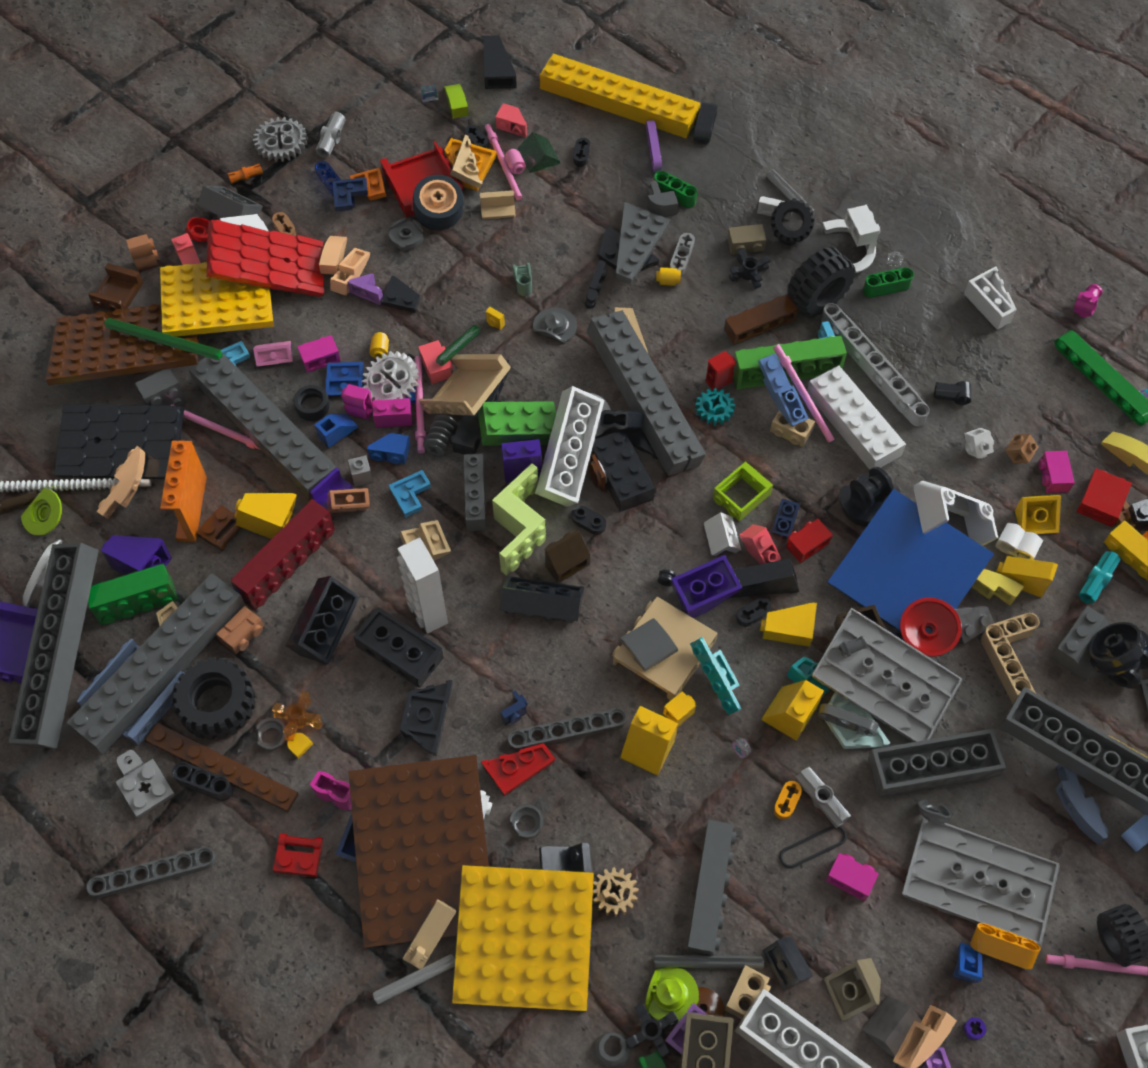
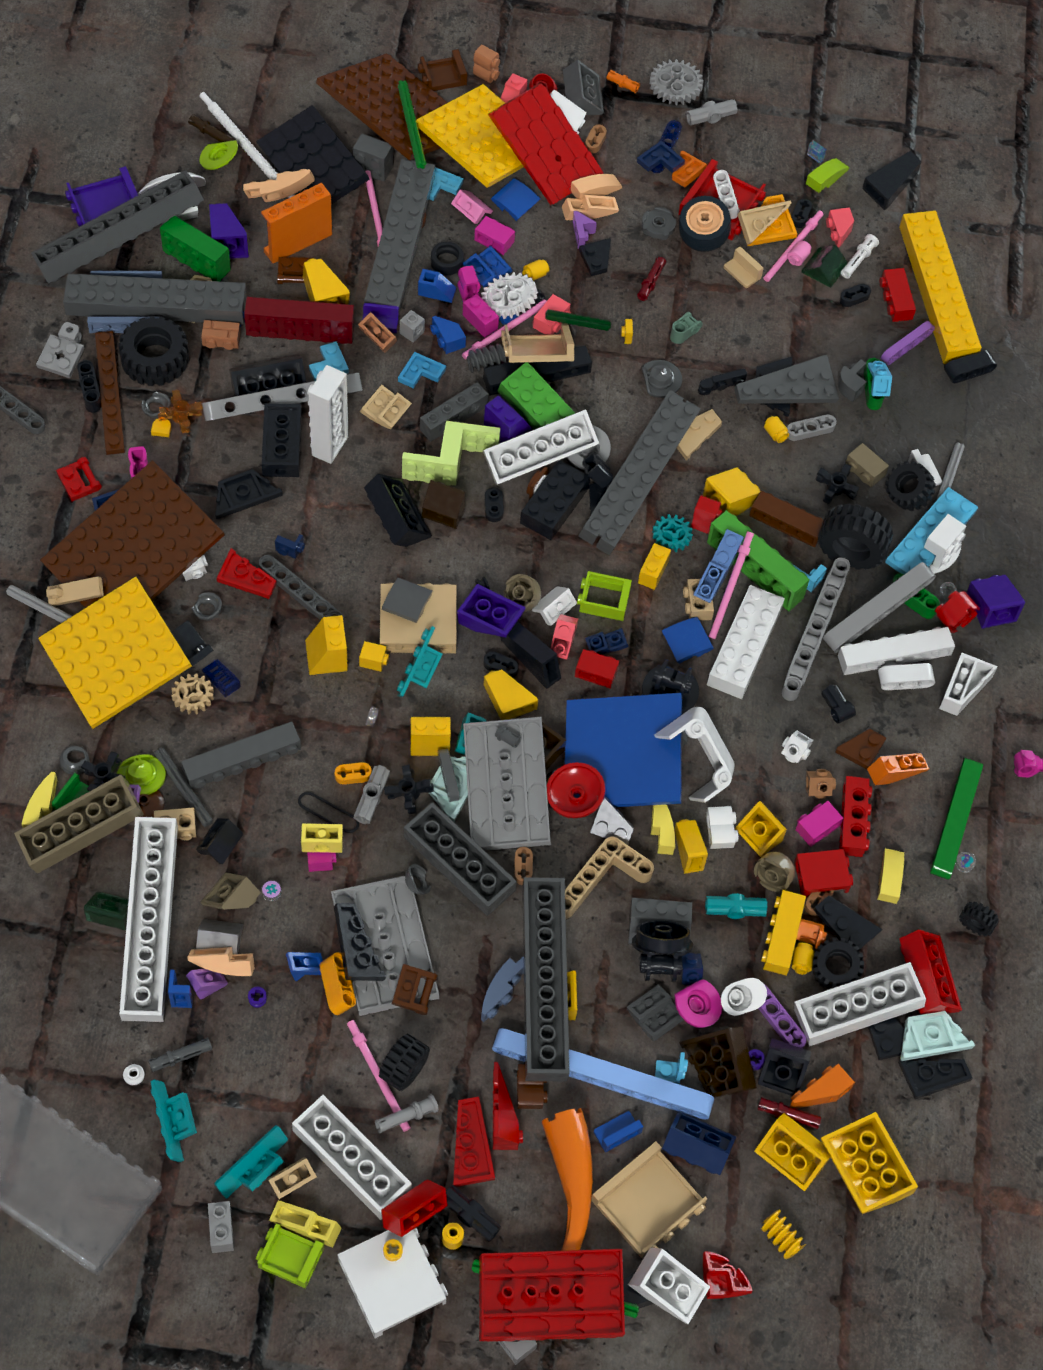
camera: 50 degrees right, 0 degrees up
(294, 317) = (515, 199): none -> blue slope
(345, 556) = (332, 357): none -> medium azure plate
(350, 621) = (251, 402): none -> light grey beam
(415, 167) = (724, 187): none -> white beam
(460, 276) = (649, 283): none -> dark red pin
(546, 121) = (867, 246): none -> white pin
(605, 125) = (897, 294): none -> red brick
(629, 860) = (230, 687): none -> clear blue slope
(685, 175) = (881, 379): none -> medium azure bracket
(700, 549) = (523, 591): none -> dark tan cylinder
(707, 341) = (732, 490): none -> yellow slope
(739, 438) = (654, 566): none -> yellow brick
(823, 458) = (687, 639): none -> blue slope
(828, 756) = (423, 786): none -> black pin
(830, 218) = (911, 549): none -> medium azure plate
(859, 866) = (322, 838): none -> light yellow brick
(868, 947) = (271, 890): none -> tile
(889, 308) = (879, 607): none -> light grey beam
(925, 262) = (957, 611): none -> red brick
(928, 233) = (997, 600): none -> dark purple slope
(929, 325) = (896, 650): none -> white brick
(957, 332) = (906, 676): none -> white beam
(966, 716) = (518, 865): none -> medium nougat beam
(984, 908) = (355, 946): none -> black wing
(1002, 400) = (862, 748): none -> reddish brown wing
(1037, 389) = (896, 767): none -> orange slope
(1045, 886) = (407, 989): none -> reddish brown plate
(1052, 435) = (858, 788): none -> red brick
(1086, 528) = (775, 871): none -> dark tan cylinder

